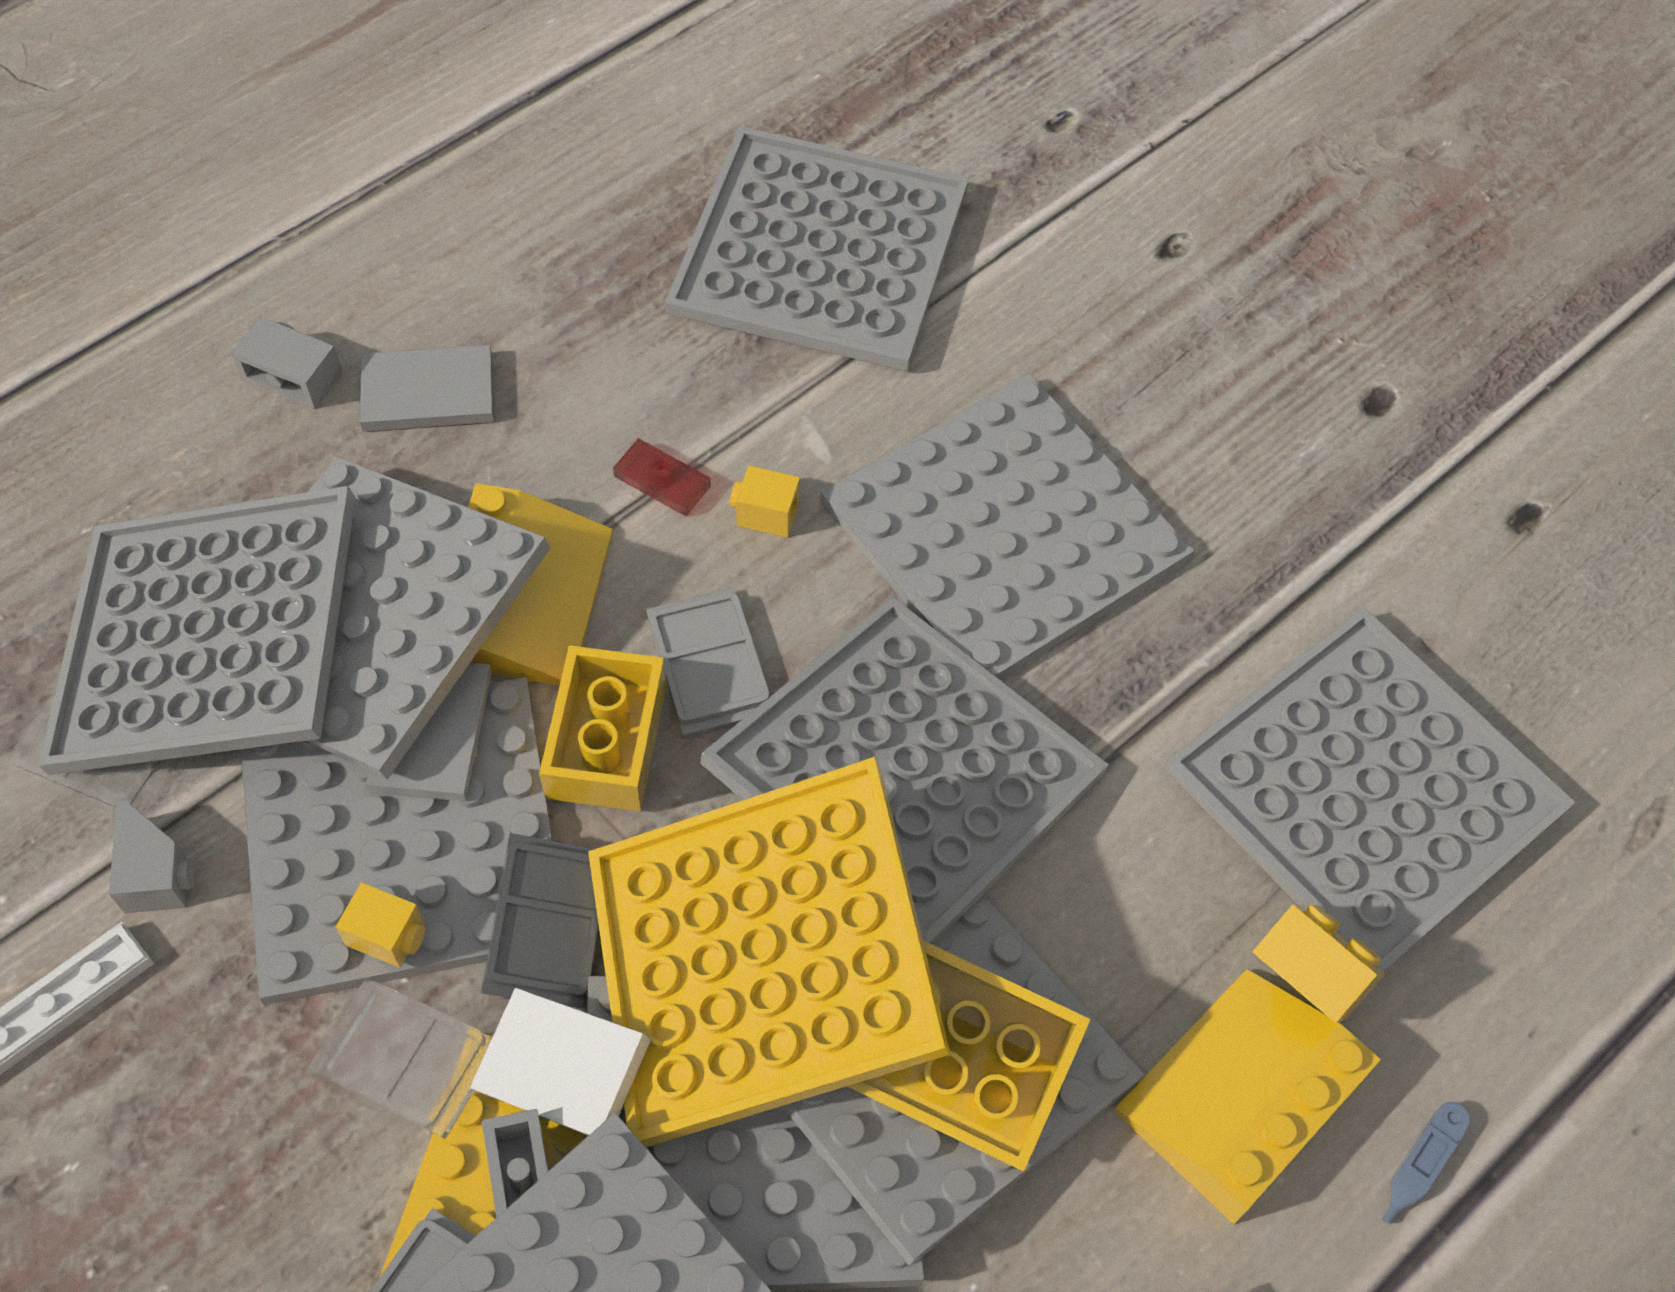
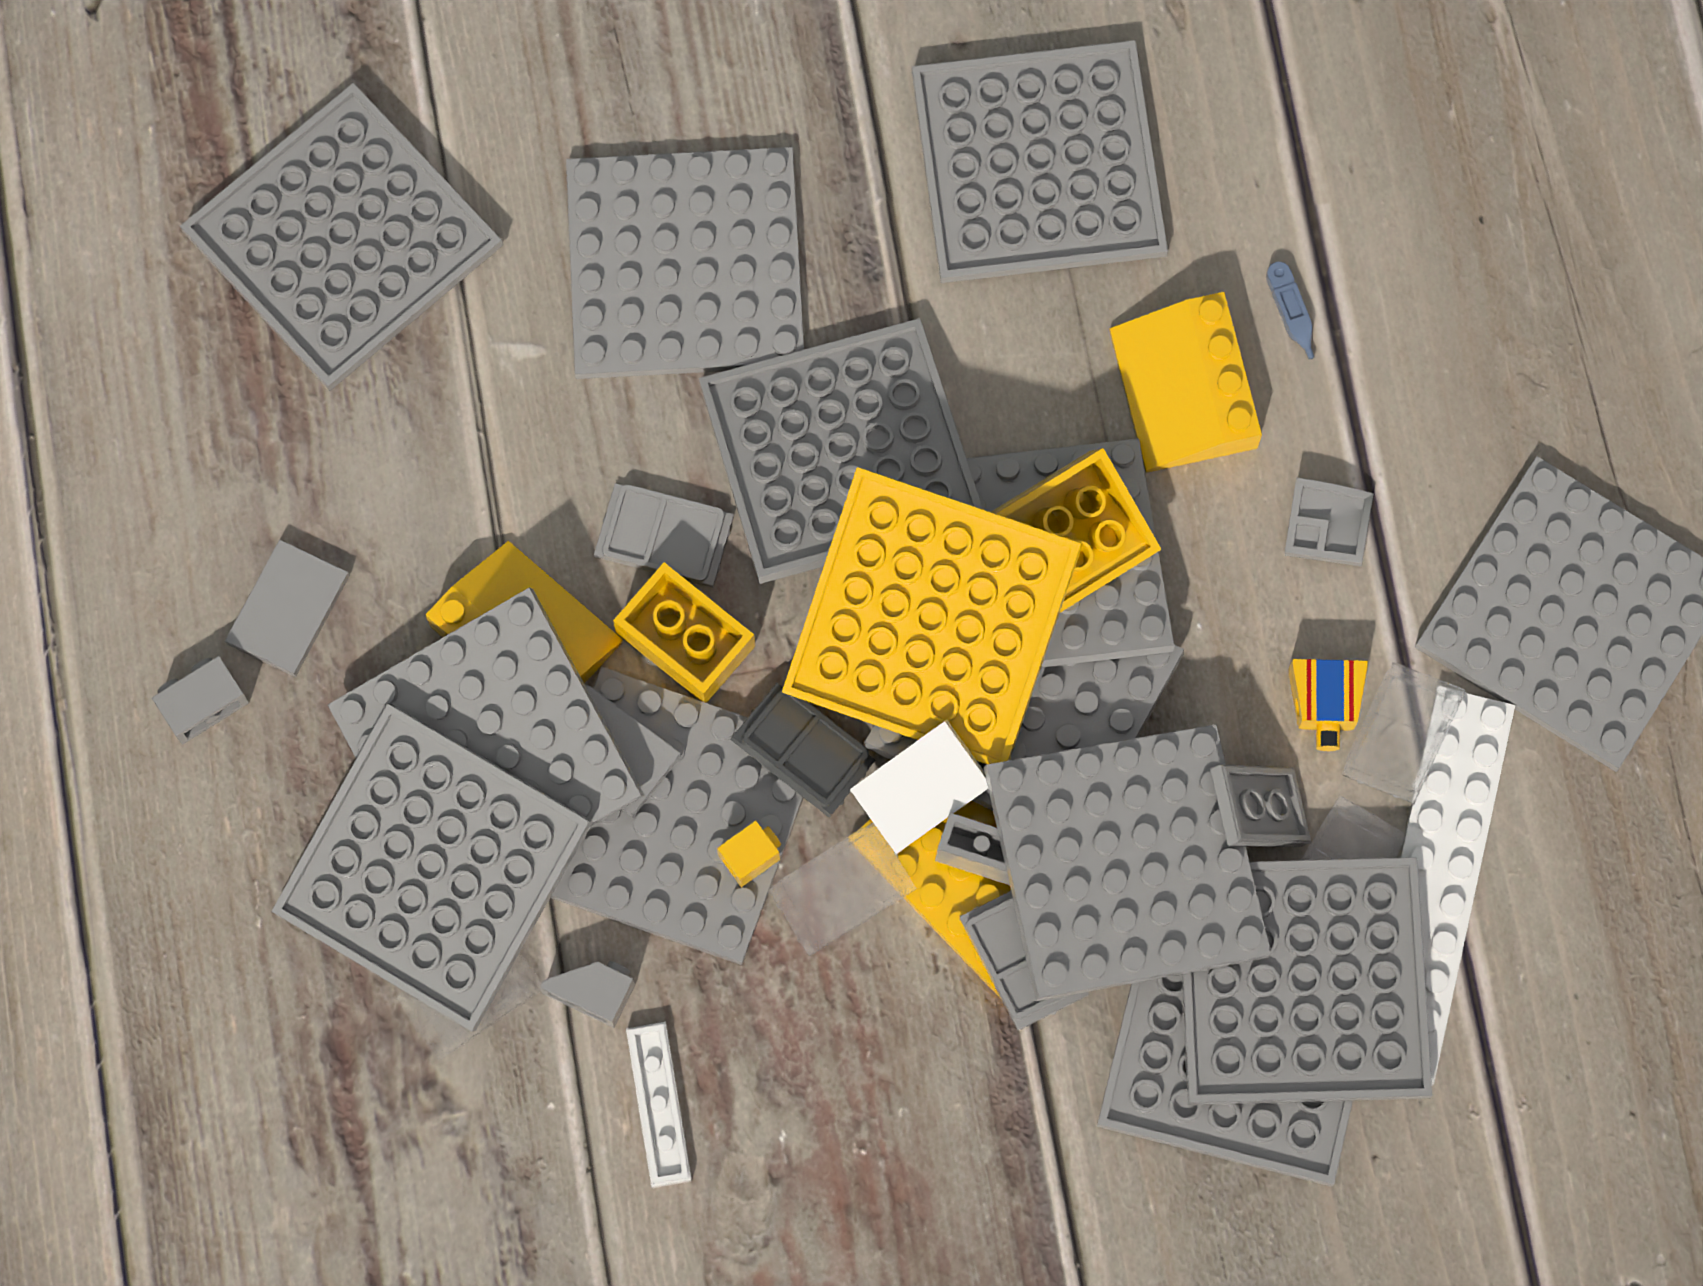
camera: 55 degrees left, 15 degrees up
(662, 477) = (485, 479): clear red plate -> none
(766, 501) = (560, 417): yellow brick -> none
(1320, 961) = (1143, 281): yellow brick -> none

